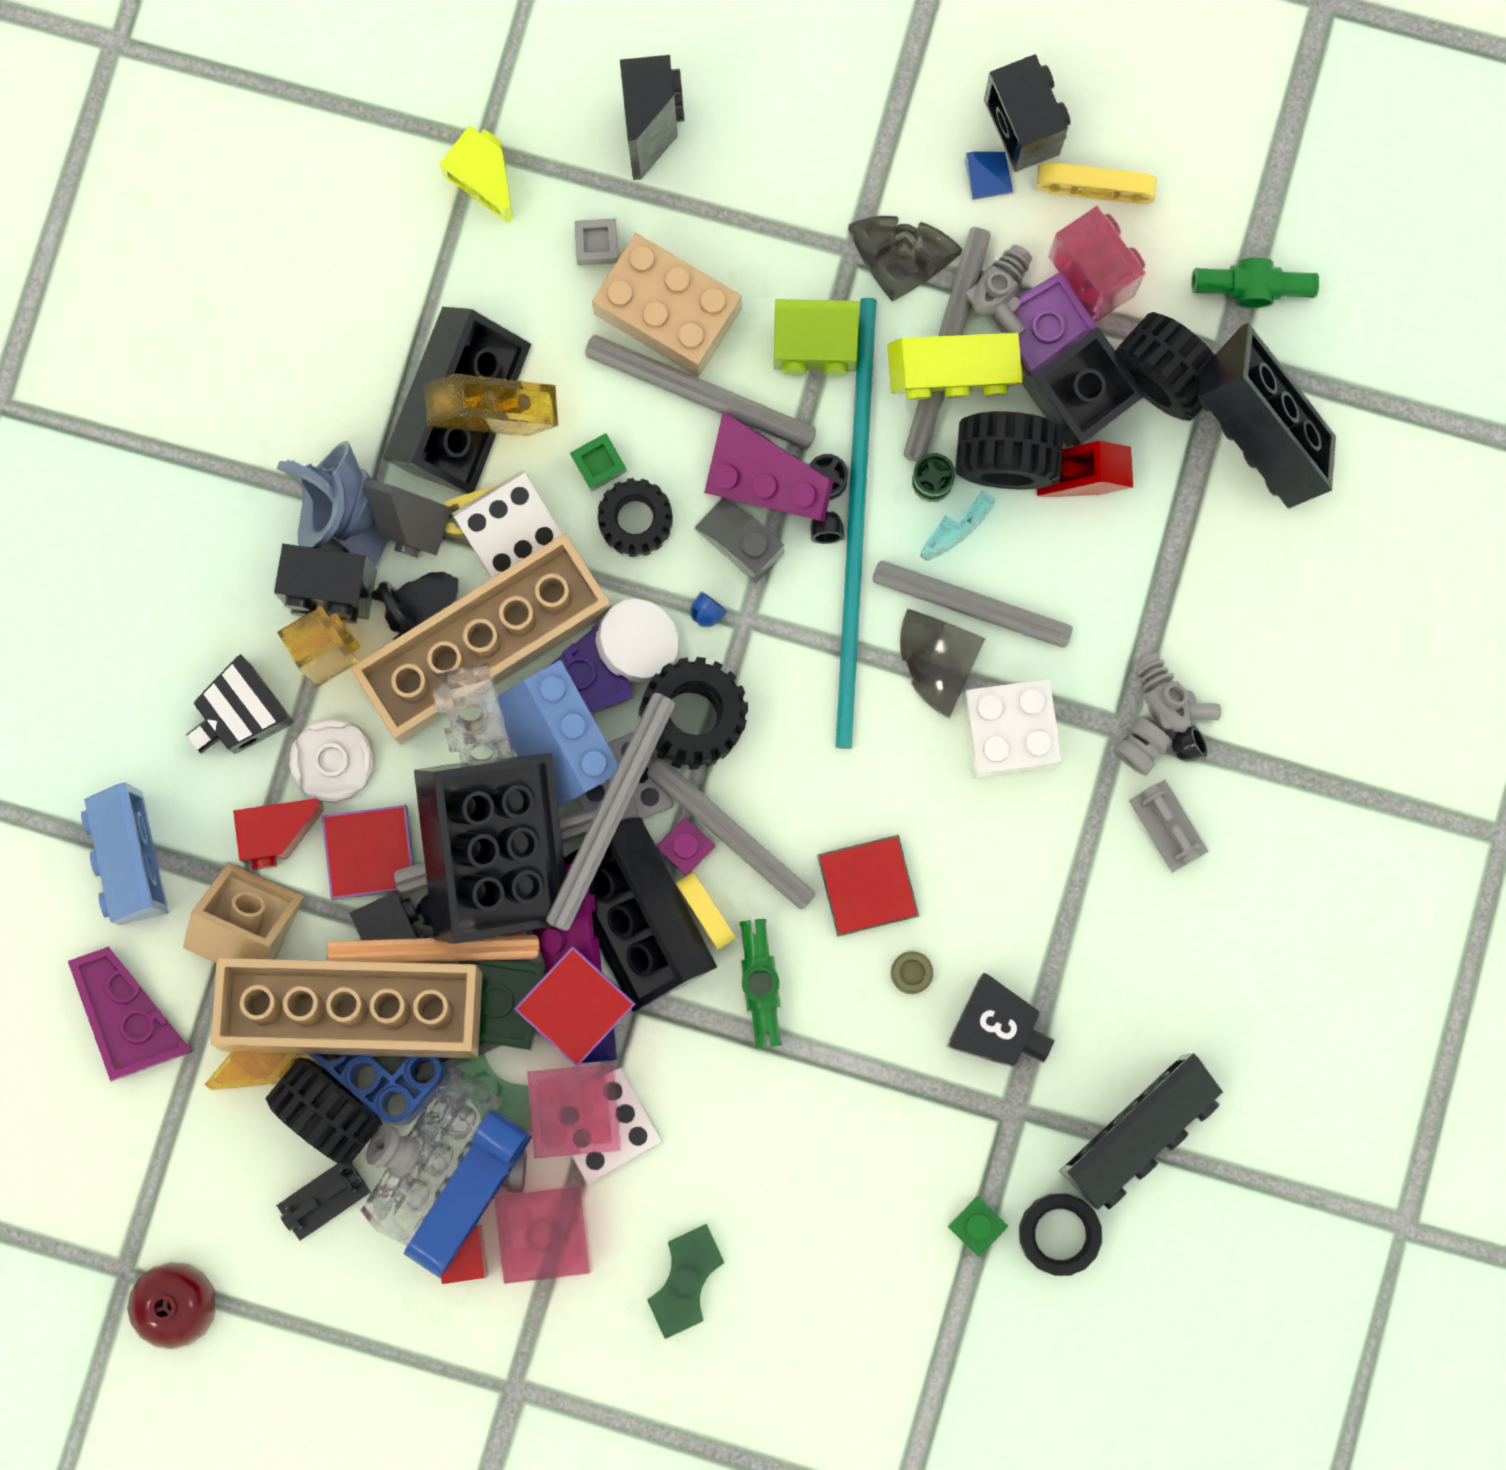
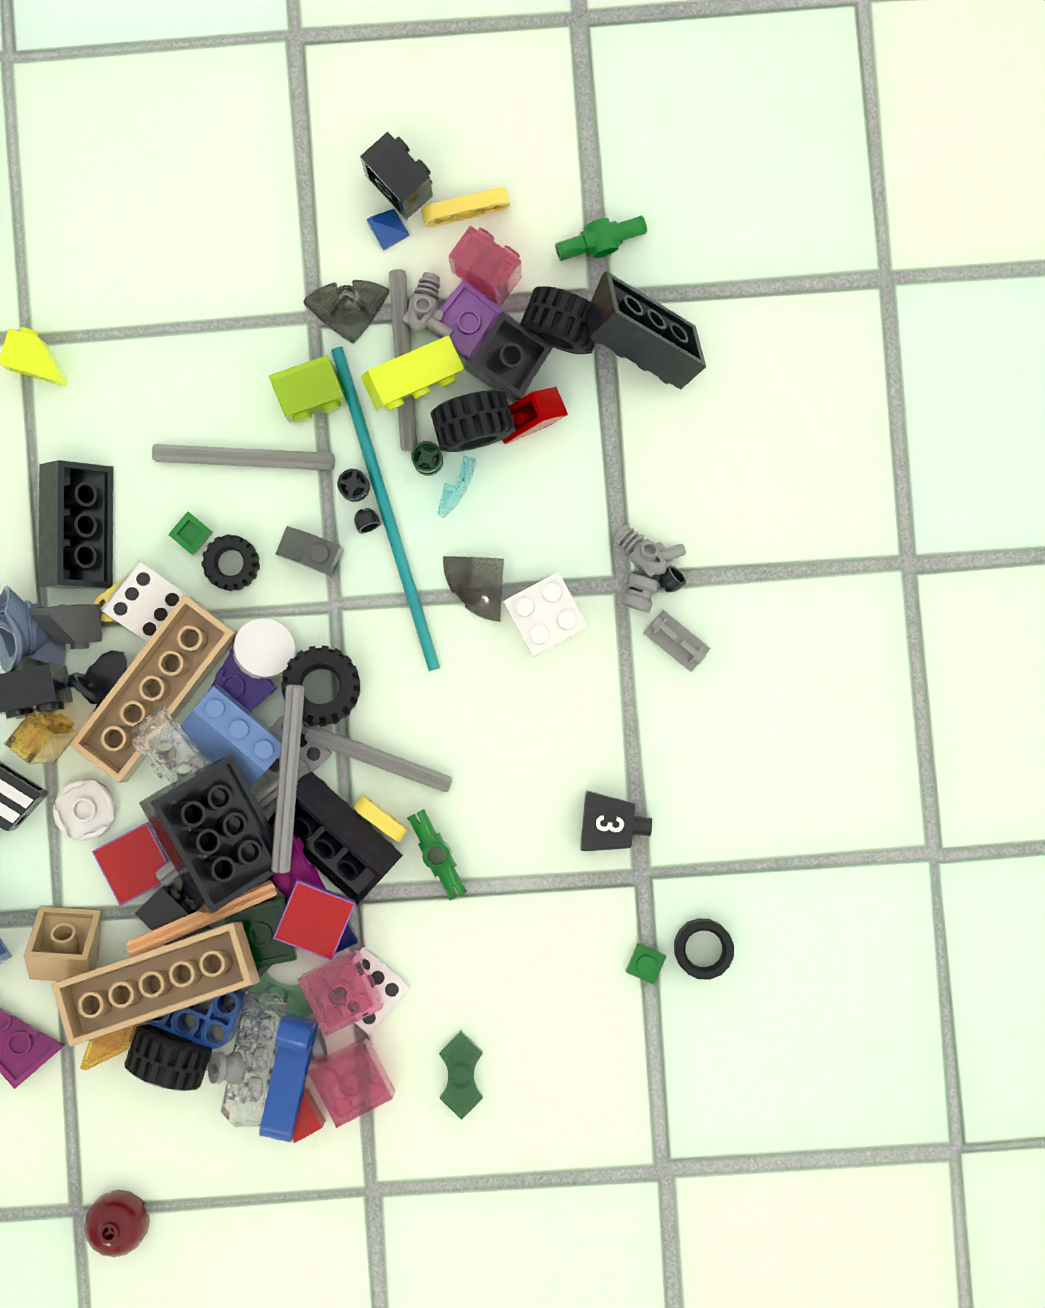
camera: 20 degrees left, 5 degrees up
(273, 830) = (61, 875): red slope -> none
(322, 1199) = (192, 1114): black hinge -> none
(491, 405) = (98, 523): clear yellow brick -> none
(596, 241) = (131, 377): light grey plate -> none
(651, 108) = (130, 271): black slope -> none
(667, 304) = (196, 404): tan brick -> none
(685, 846) = (351, 778): magenta plate -> none
(706, 610) = (304, 609): blue hinge -> none
(763, 474) = (309, 500): magenta wing -> none
(868, 885) = (486, 759): red tile -> none
(911, 972) = (538, 807): olive tile -> none
(972, 604) = (486, 536): light grey axle -> none
(1141, 1131) = (733, 860): black slope -> none

